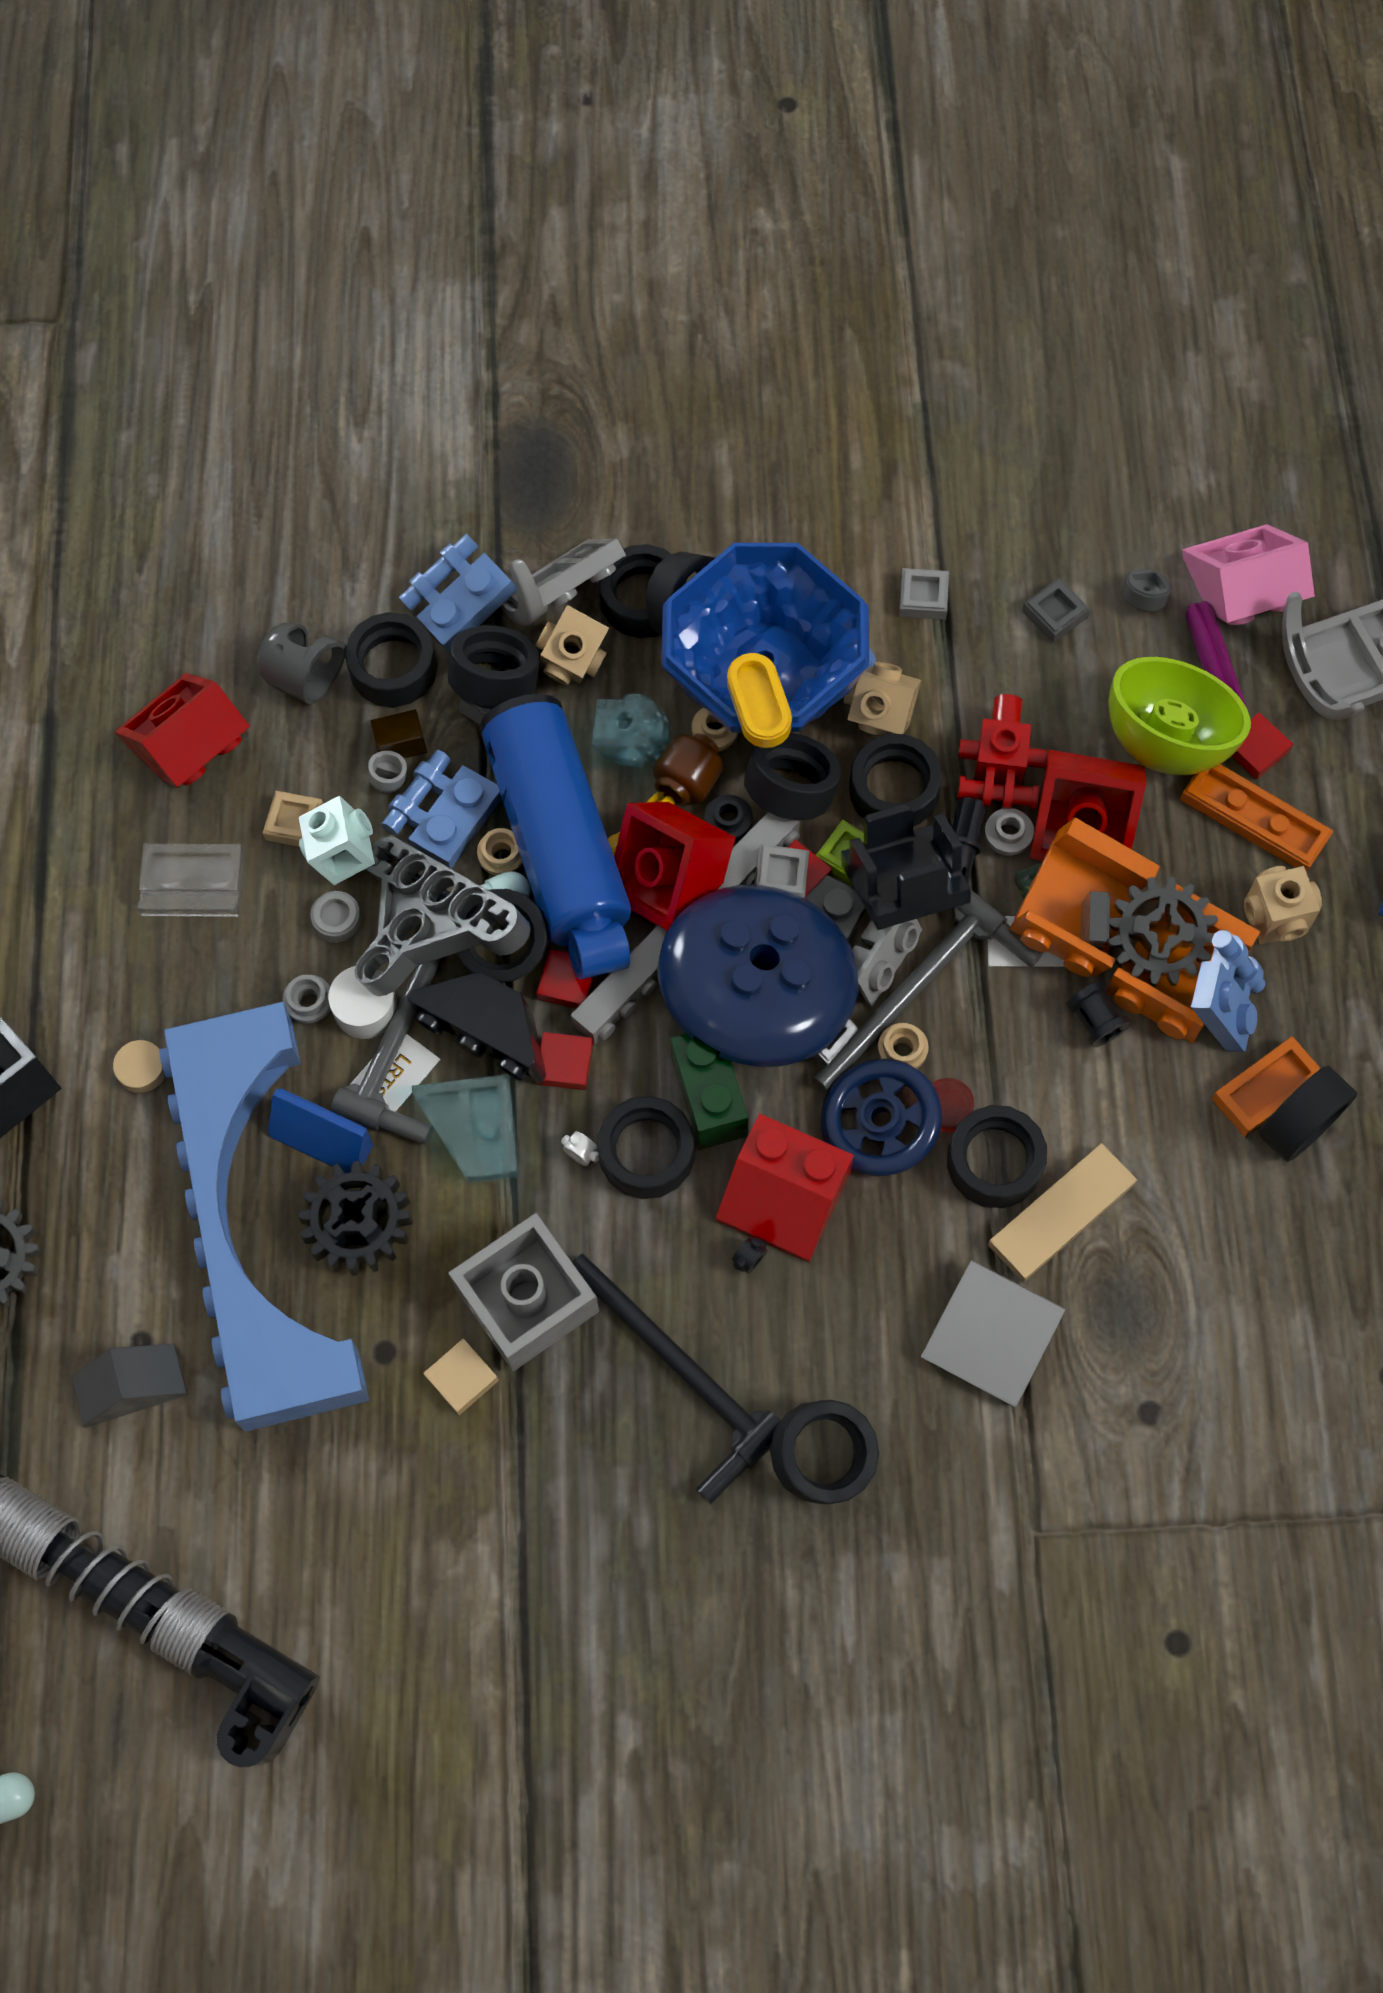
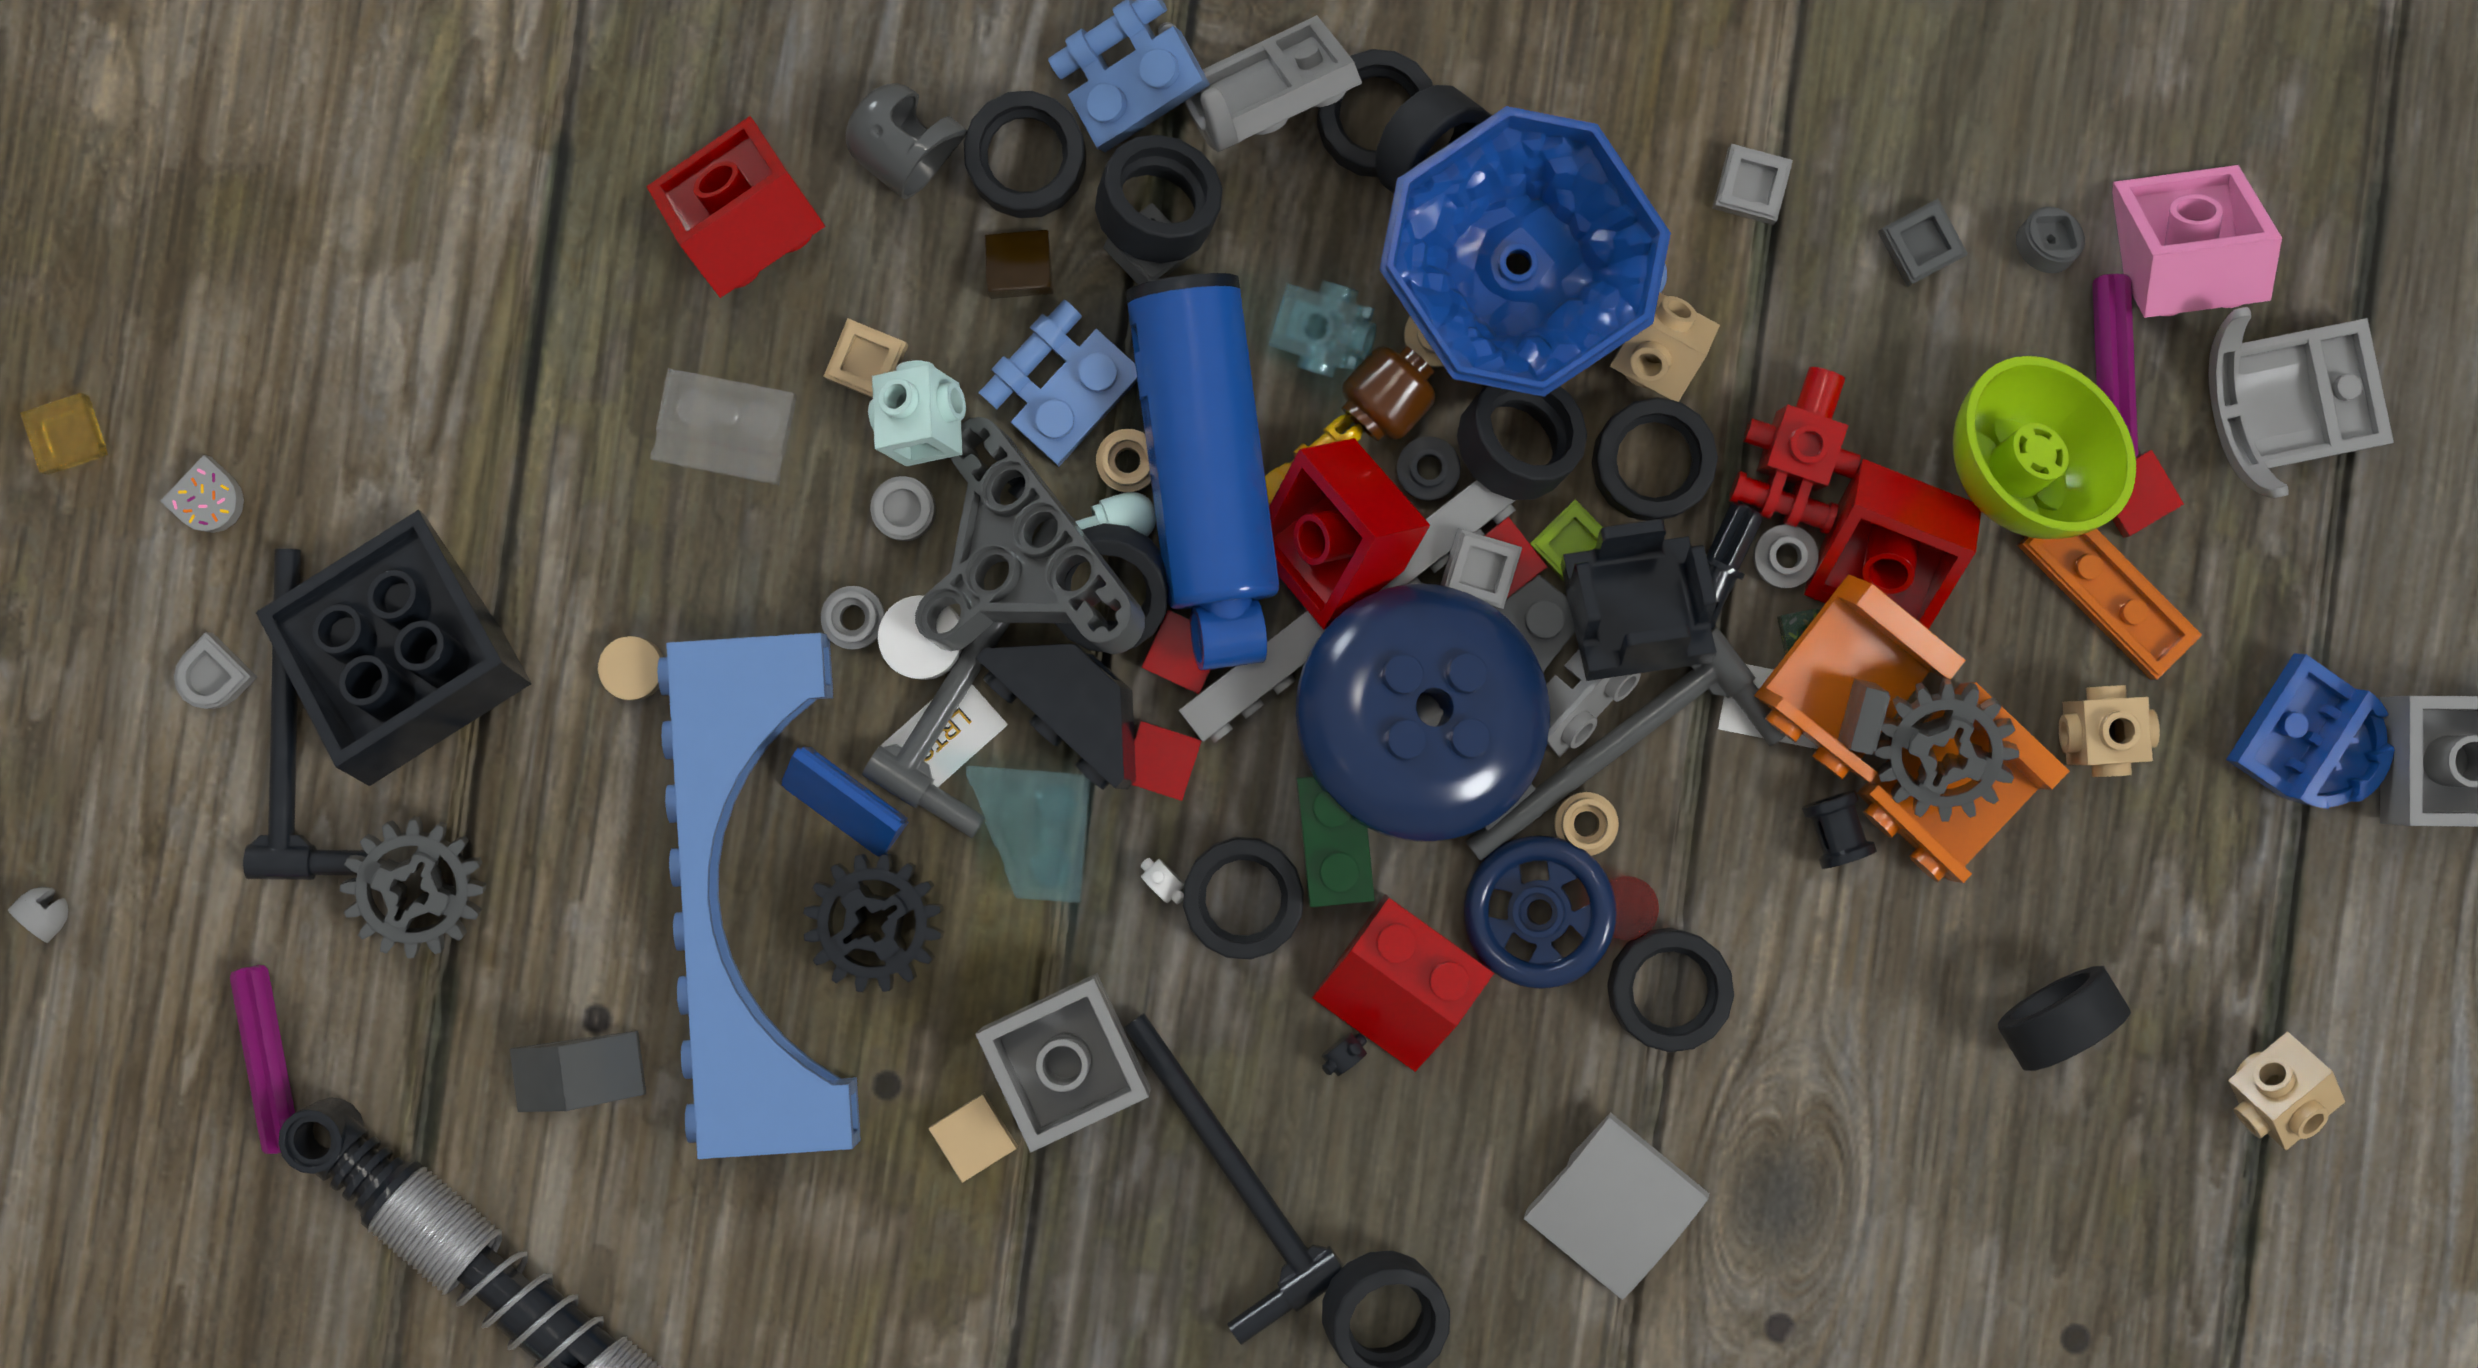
camera: 10 degrees right, 20 degrees up
(387, 771) = (1001, 310): light grey hinge -> none
(576, 630) = (1274, 167): tan brick -> none
(759, 700) = (1497, 358): yellow tile -> none
(1062, 1212) = (1734, 1070): tan tile -> none
(1224, 992) = (2001, 851): medium blue plate -> none
(1265, 1086) = (2026, 958): orange tile -> none

